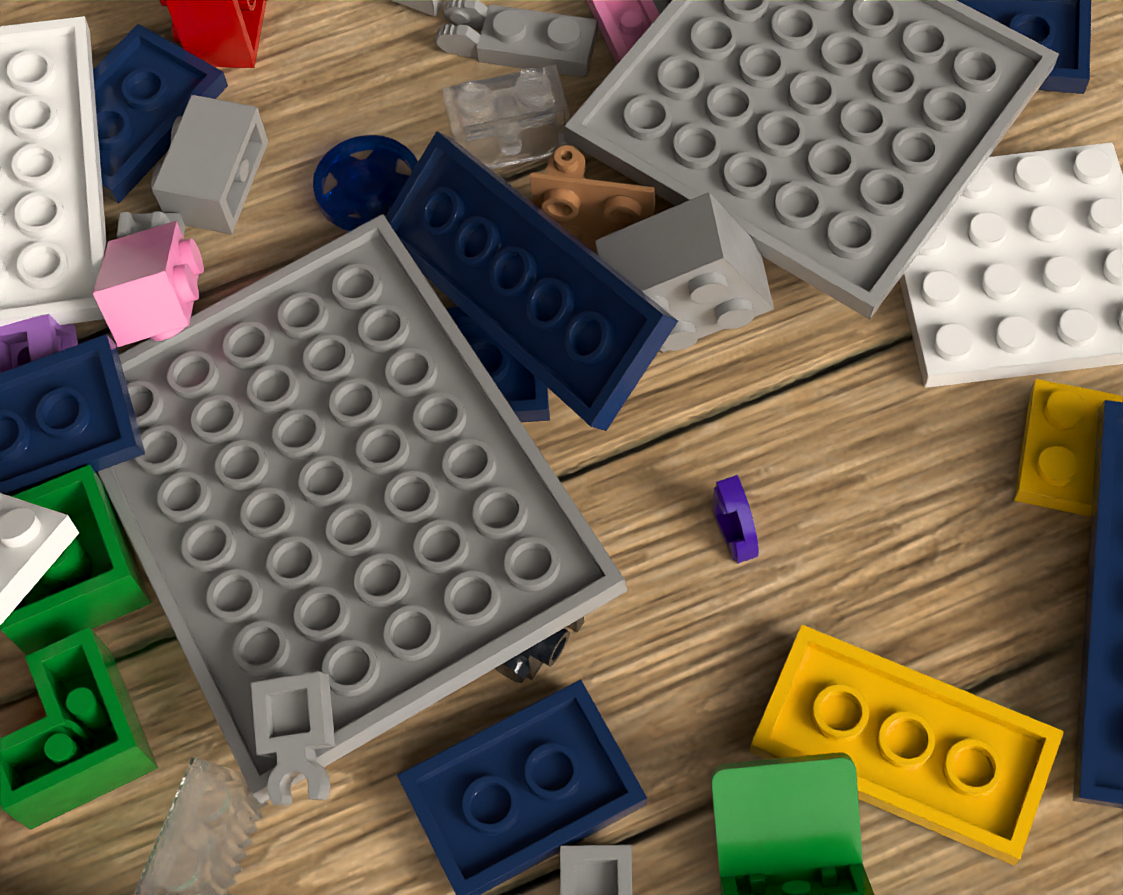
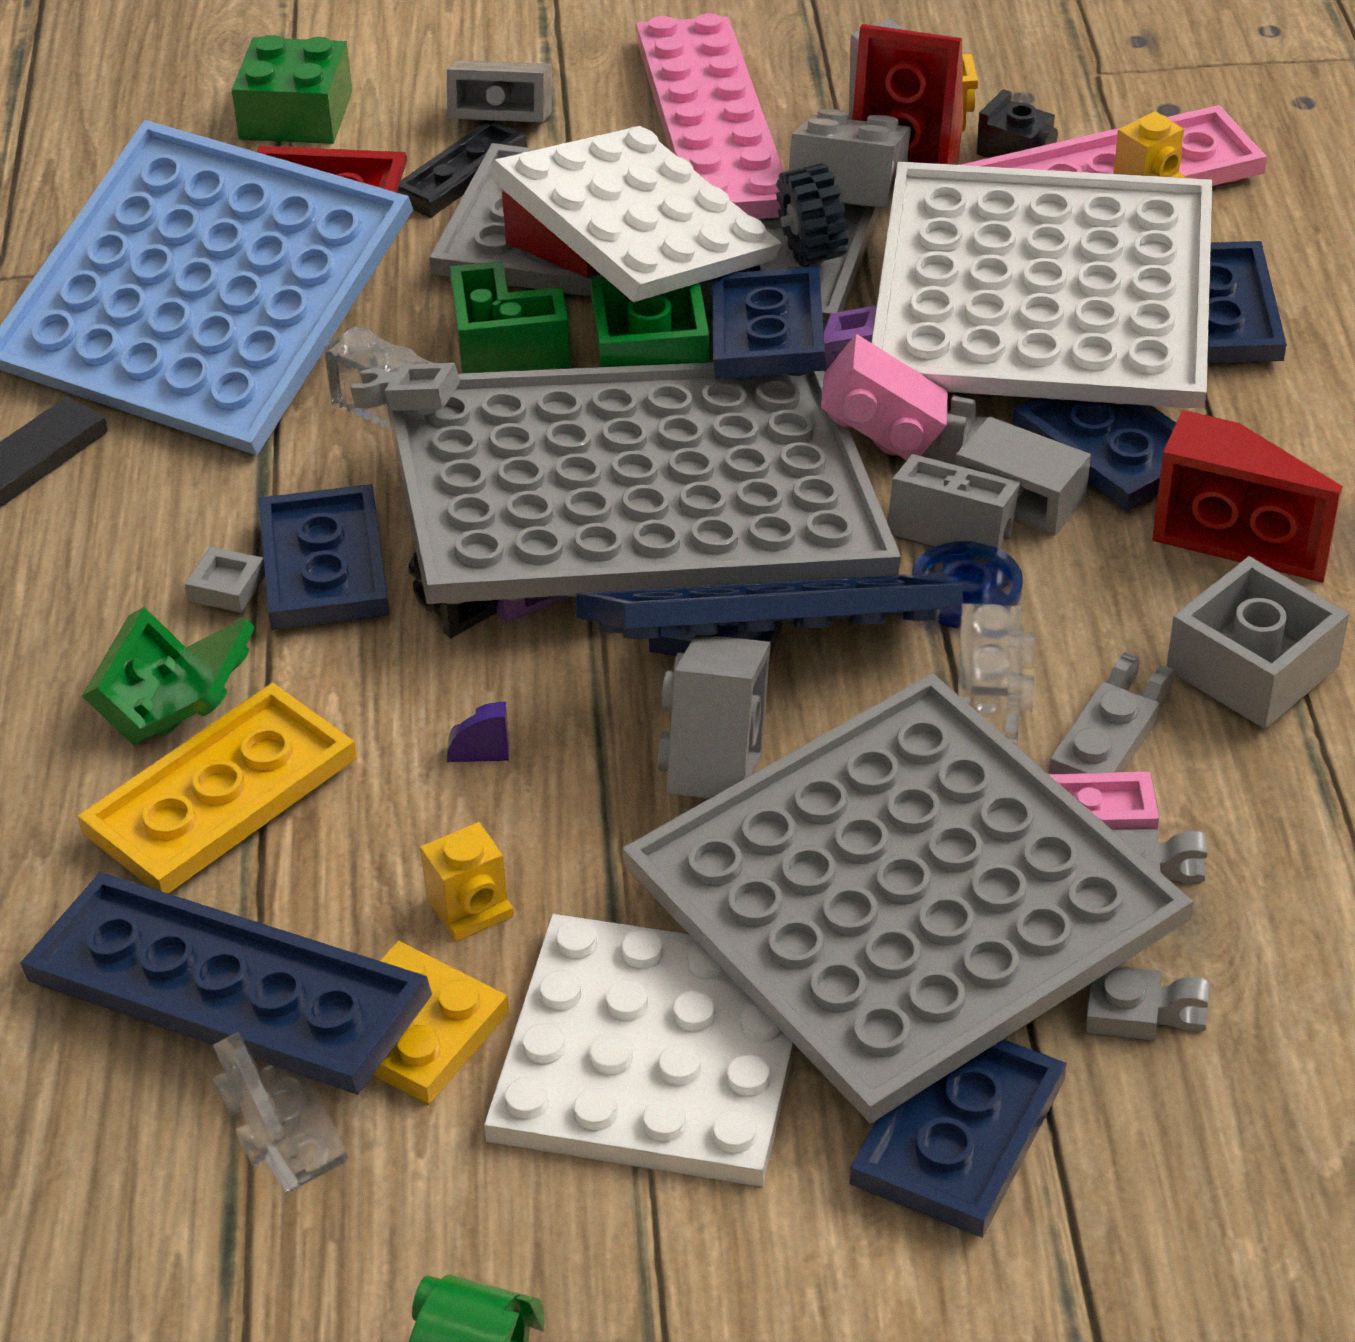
camera: 105 degrees right, 20 degrees down
(273, 204) = (951, 503): none -> light grey hinge
(587, 206) = (841, 679): medium nougat hinge -> none
(939, 441) = (466, 881): none -> yellow brick

